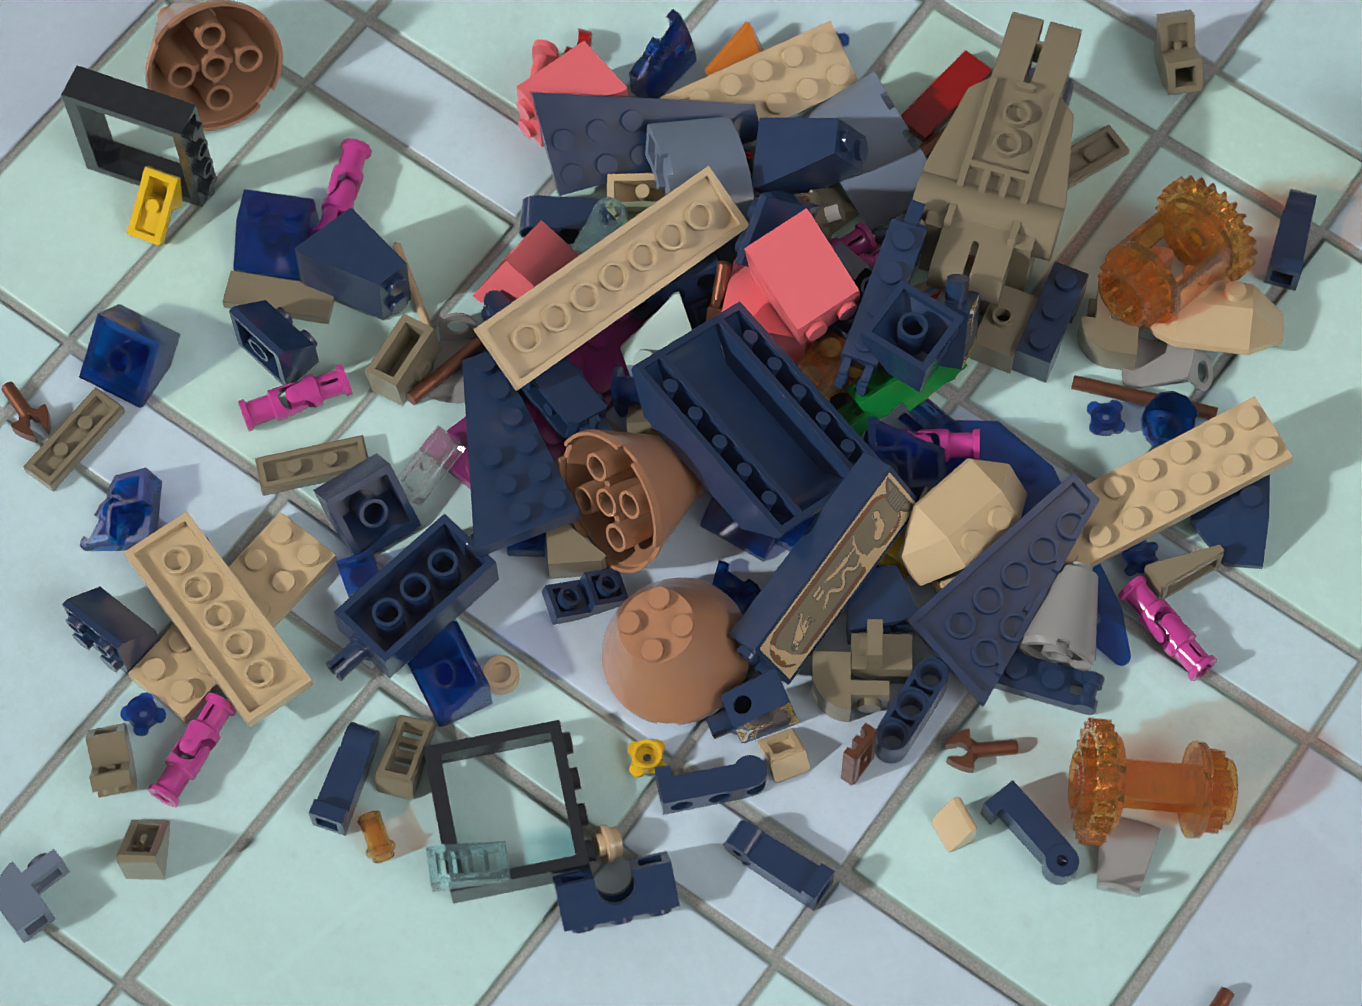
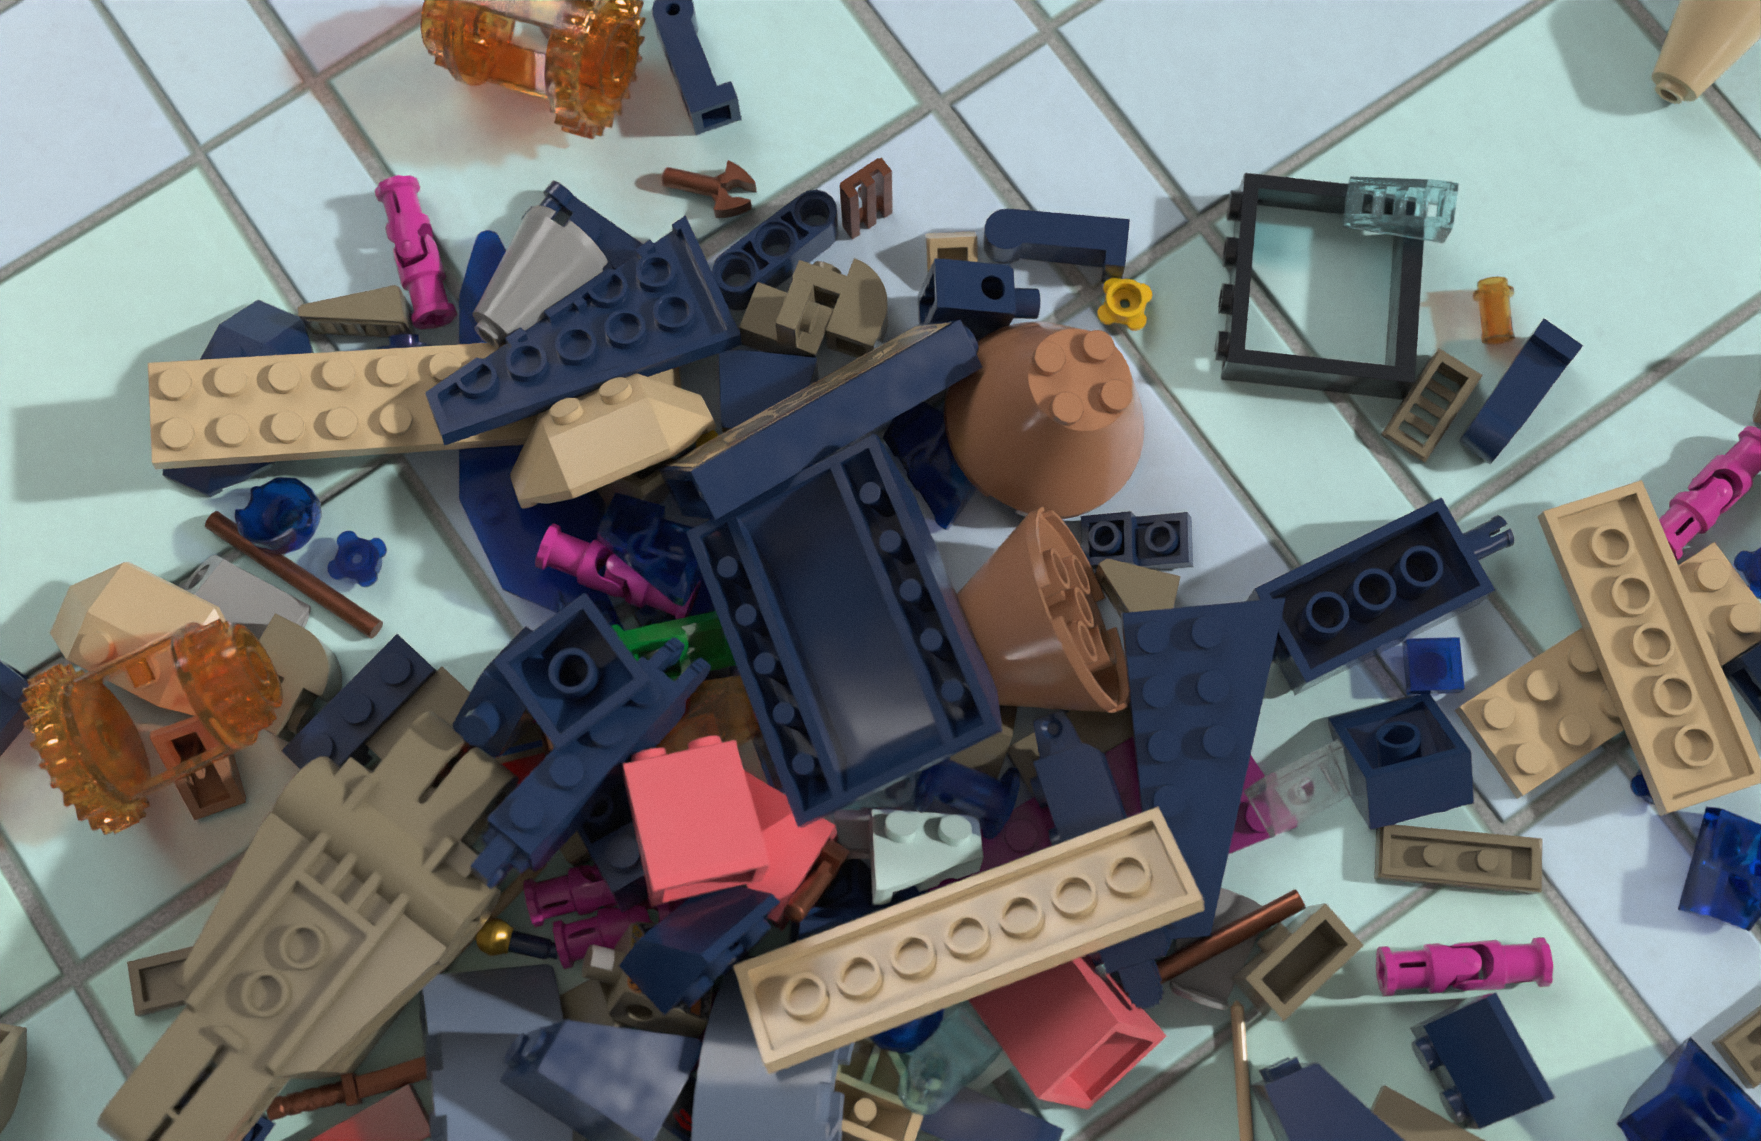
camera: 160 degrees left, 10 degrees up
(450, 676) = (1344, 480): clear blue slope -> none
(501, 674) = (1279, 473): tan tile -> none
(607, 843) = (1209, 208): tan plate -> none
(648, 891) = (1251, 136): dark blue arch -> none
(780, 864) = (1005, 119): dark blue leg -> none
(954, 825) = (780, 102): tan slope -> none

